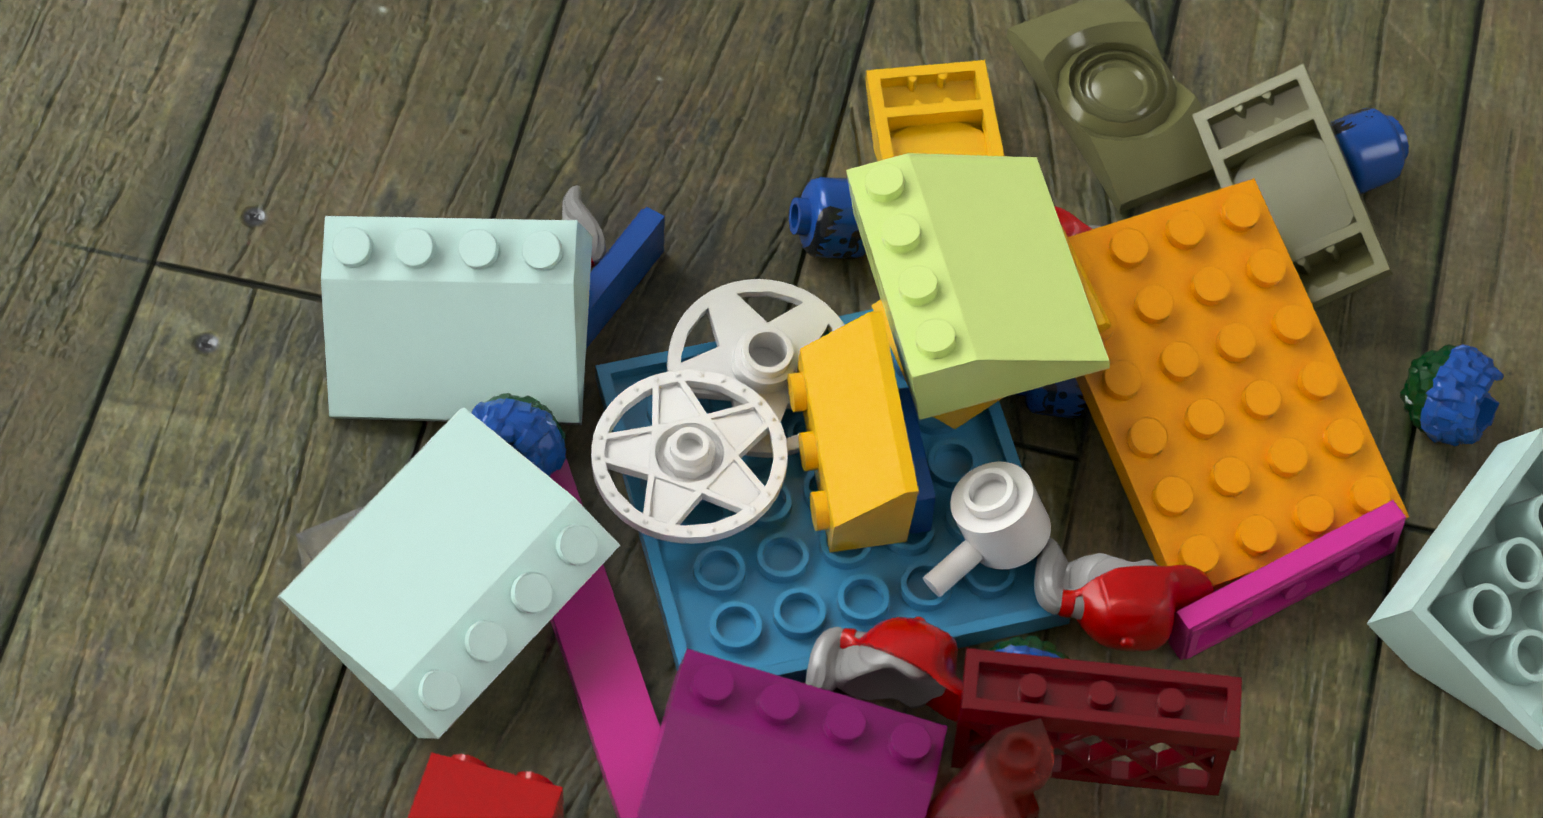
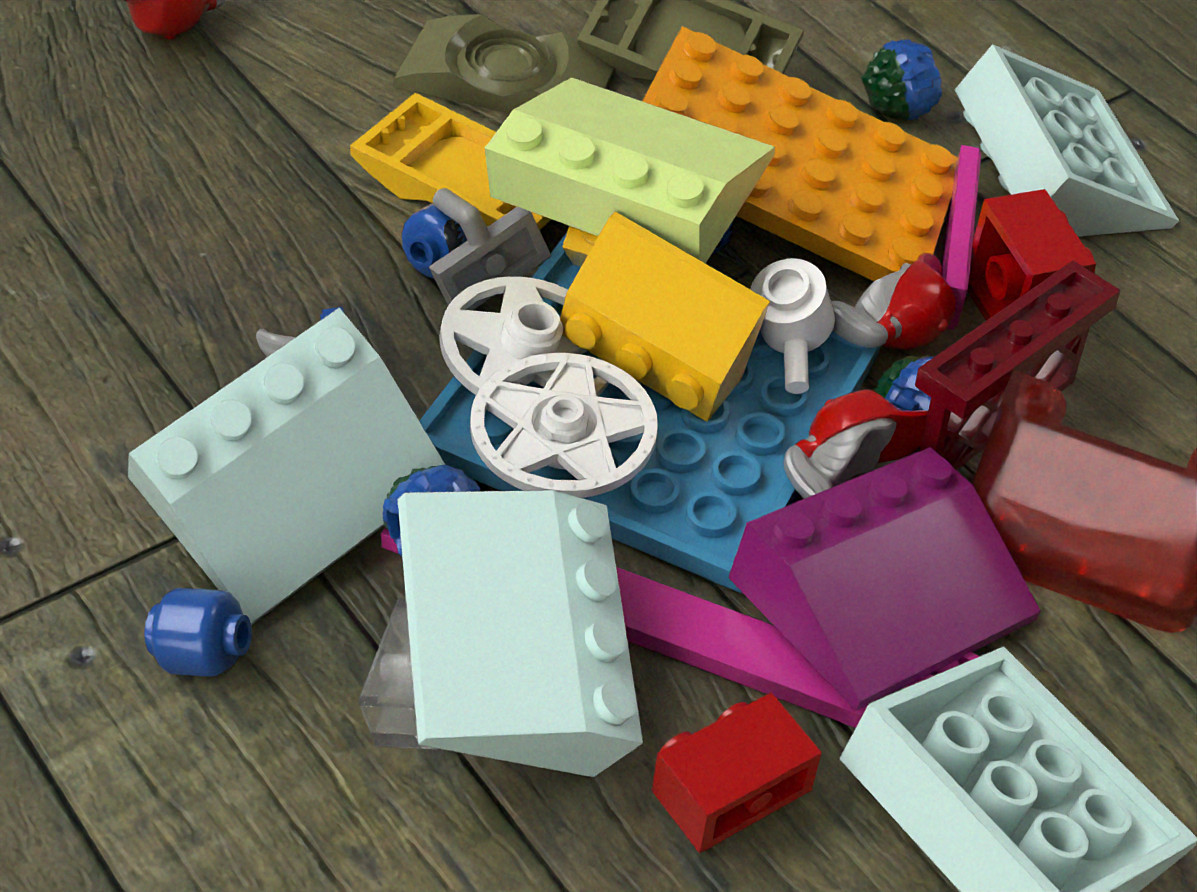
camera: 50 degrees left, 10 degrees down
(274, 389) = (197, 632): none -> blue head
(829, 264) = (500, 250): none -> light grey plate
(1282, 653) = (1018, 247): none -> red brick

